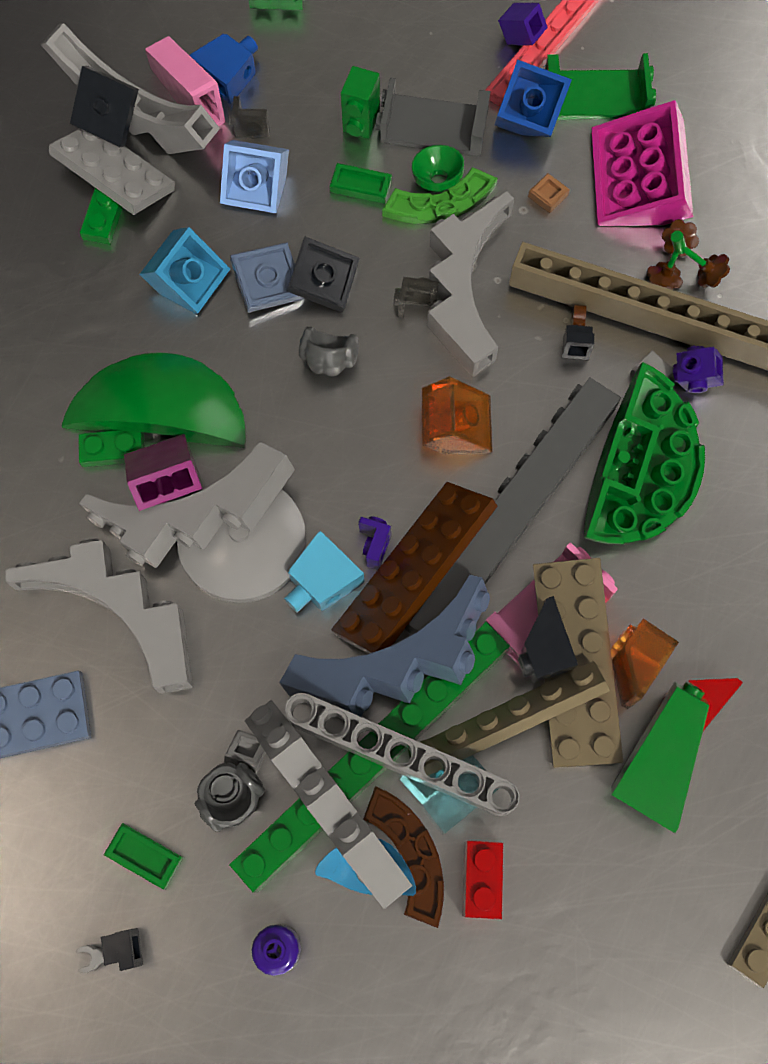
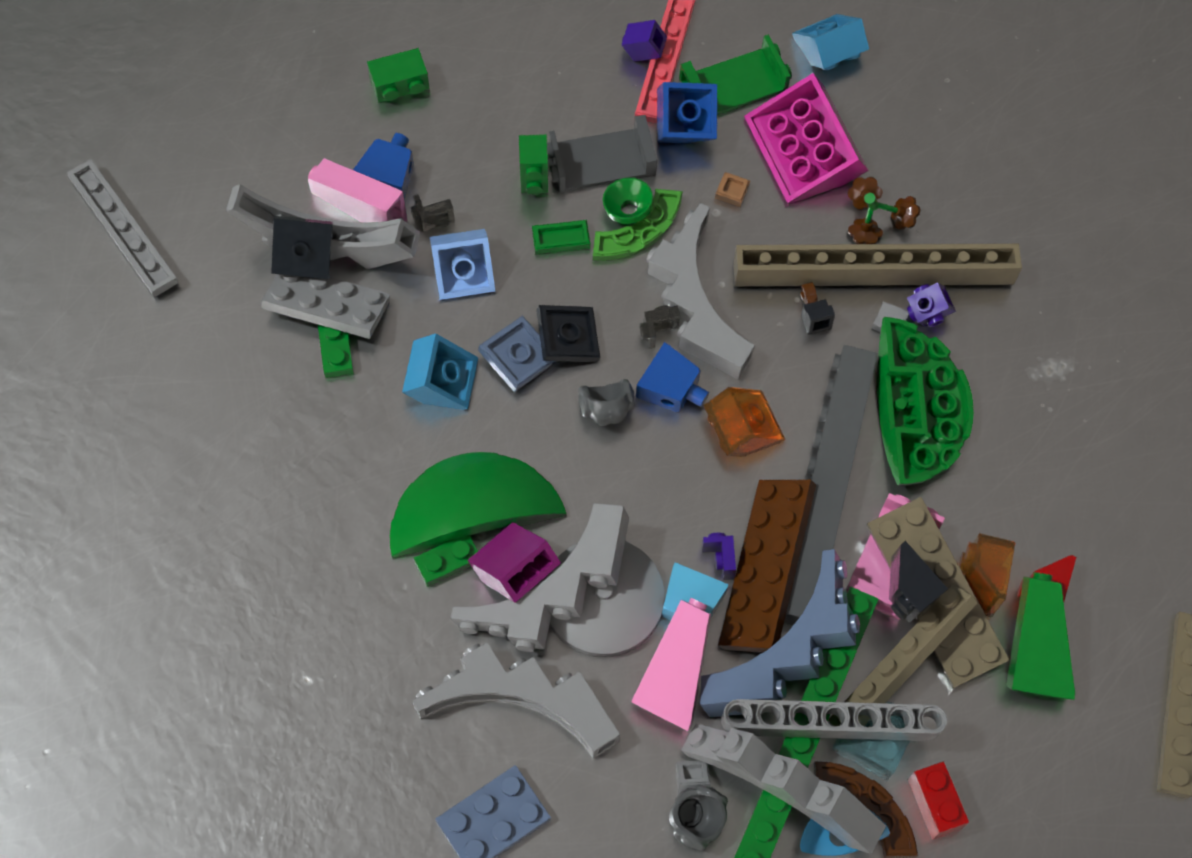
camera: 25 degrees left, 5 degrees down
(273, 635) = (676, 668): none -> bright pink slope
(401, 353) = (671, 381): none -> blue torso
(712, 83) = (832, 41): none -> dark azure slope

